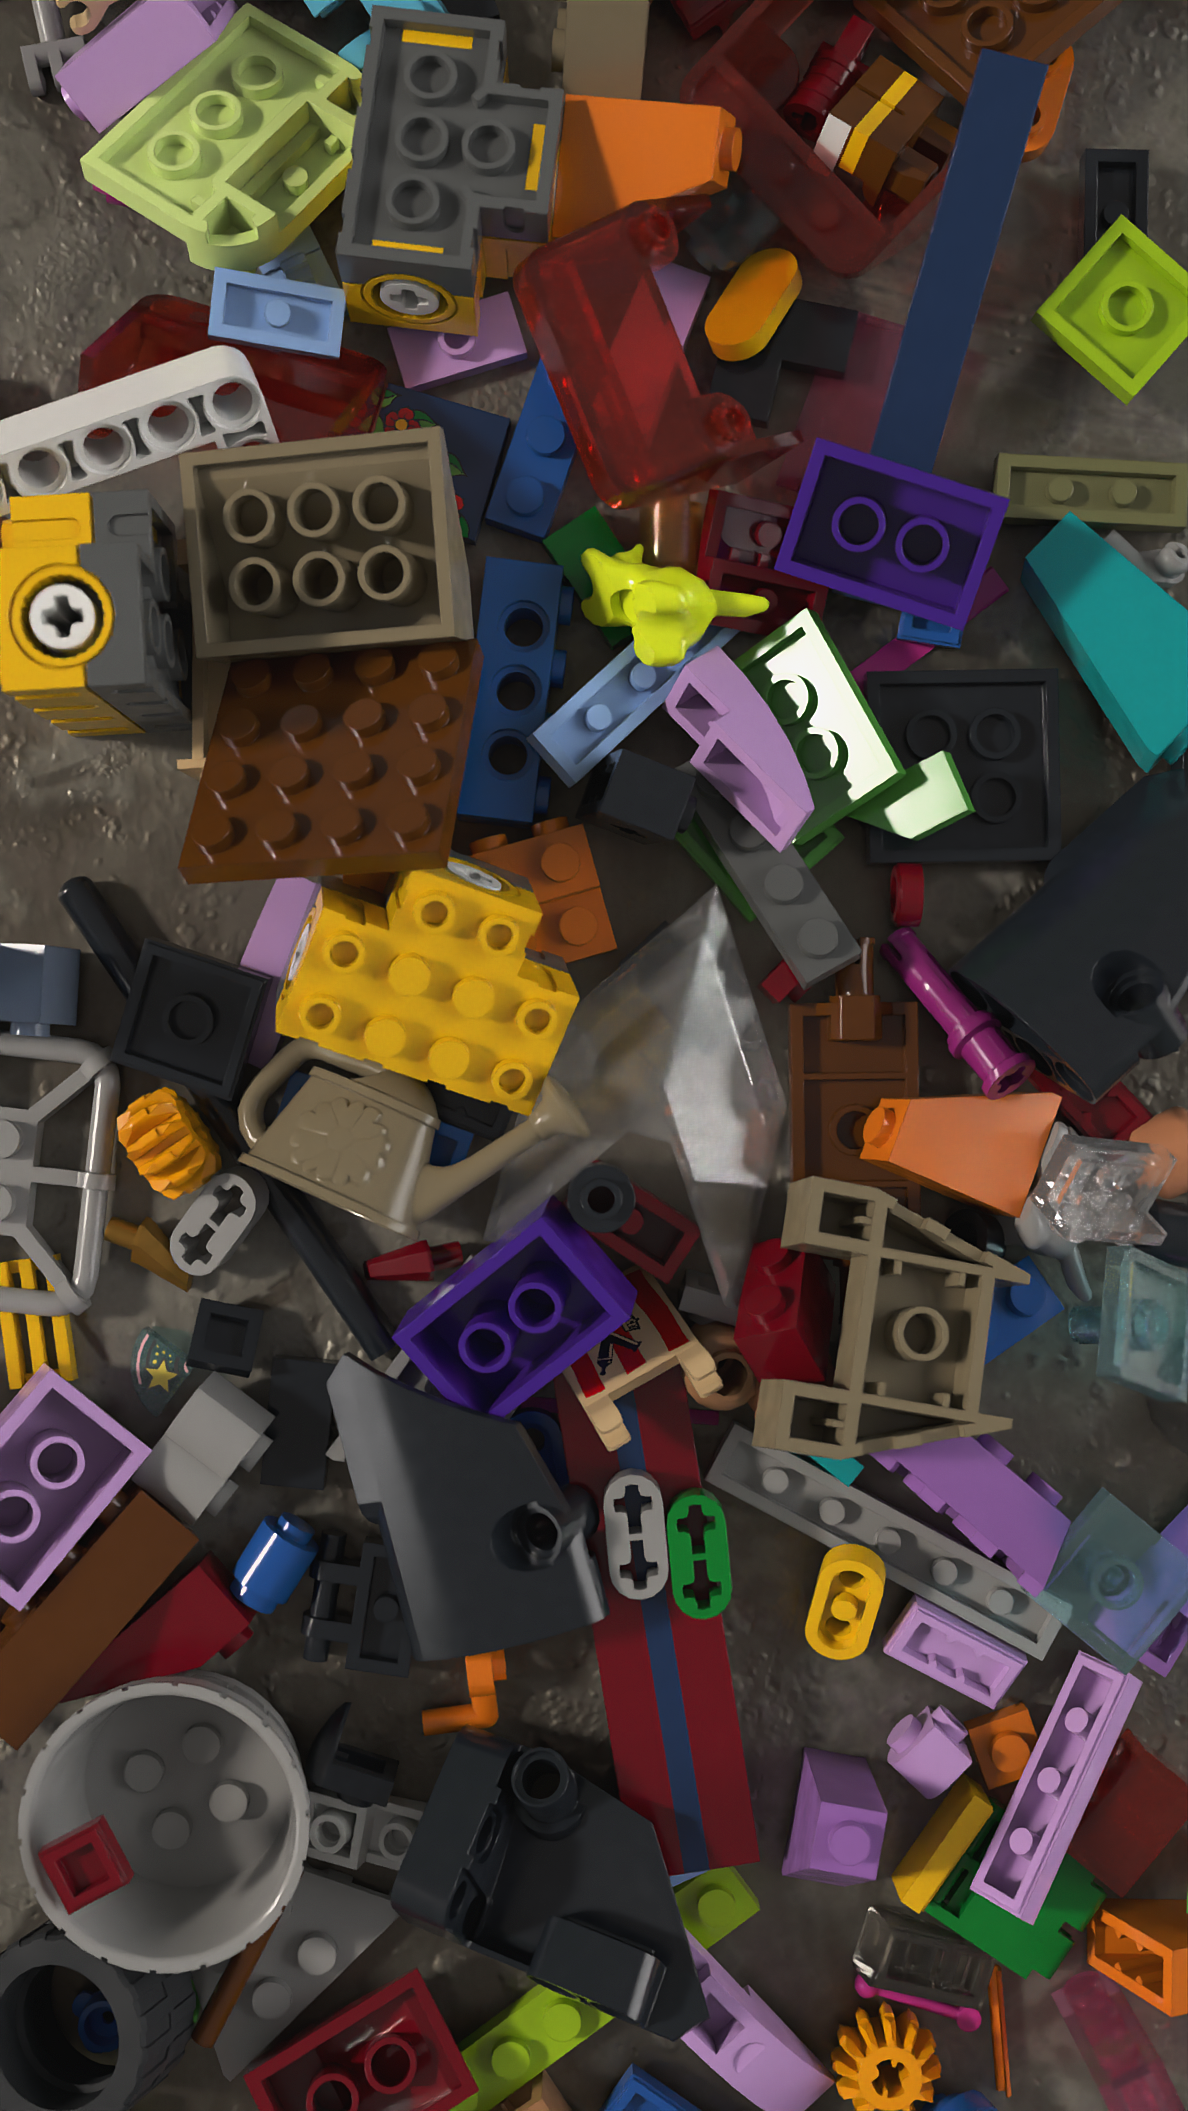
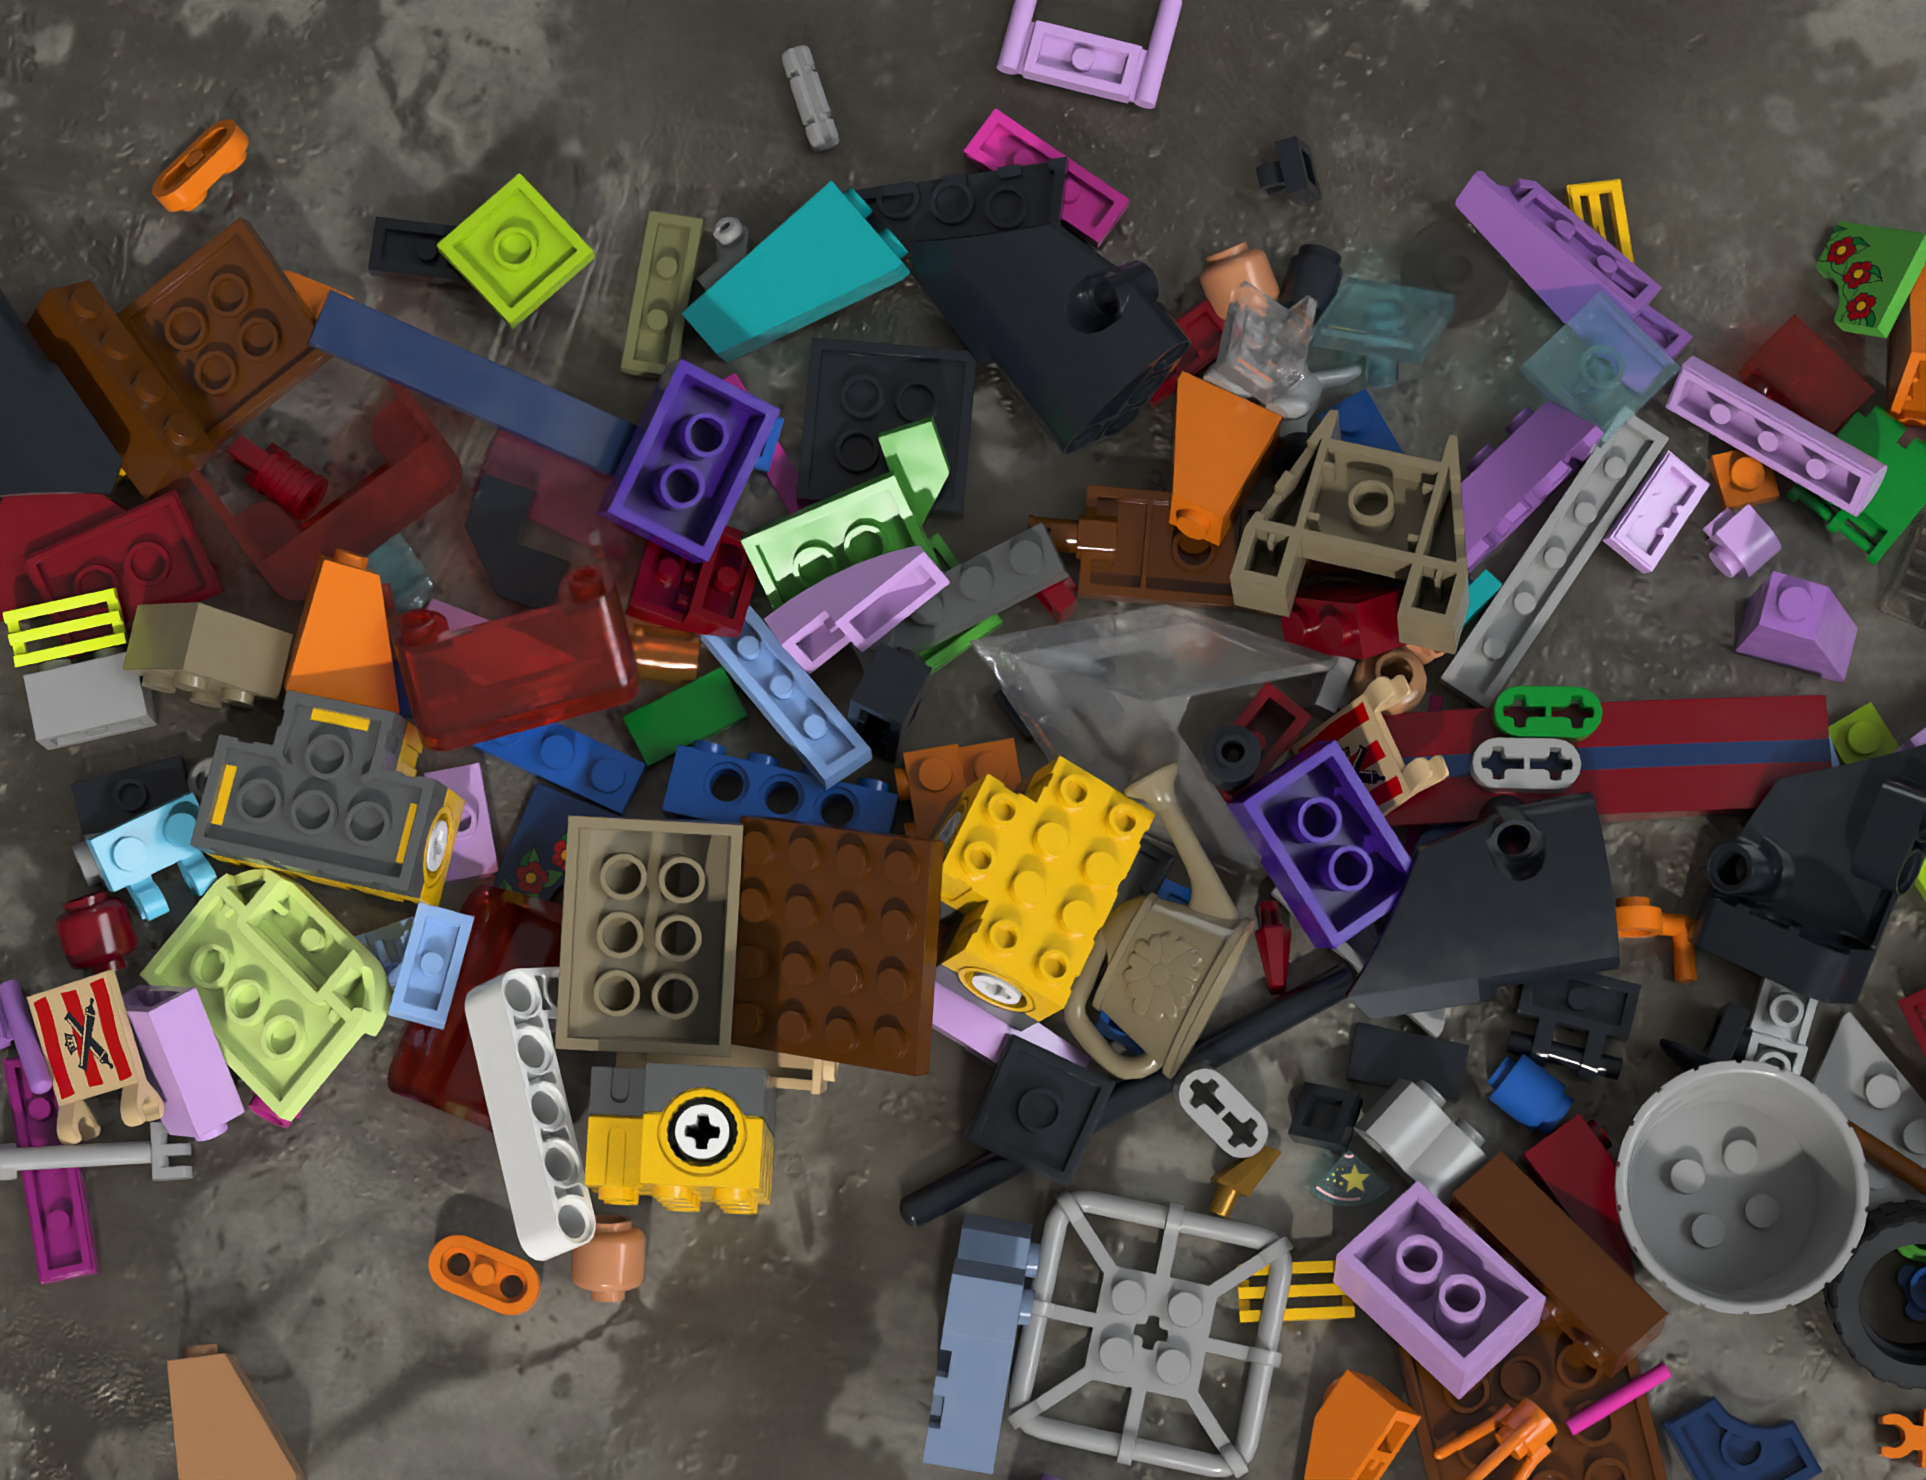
camera: 85 degrees left, 10 degrees down
(86, 1864) = (1767, 1254): dark red tile -> none
(169, 1143) = (1147, 1143): light orange gear -> none
(662, 605) = (725, 660): neon yellow animal -> none
(753, 304) = (465, 561): yellow tile -> none
(845, 1601) = (1599, 596): yellow plate -> none
(888, 133) = (331, 434): reddish brown hips -> none
(906, 894) = (993, 484): dark red tile -> none
(941, 1843) = (1822, 539): yellow tile -> none
(971, 1032) = (1120, 439): magenta pin -> none

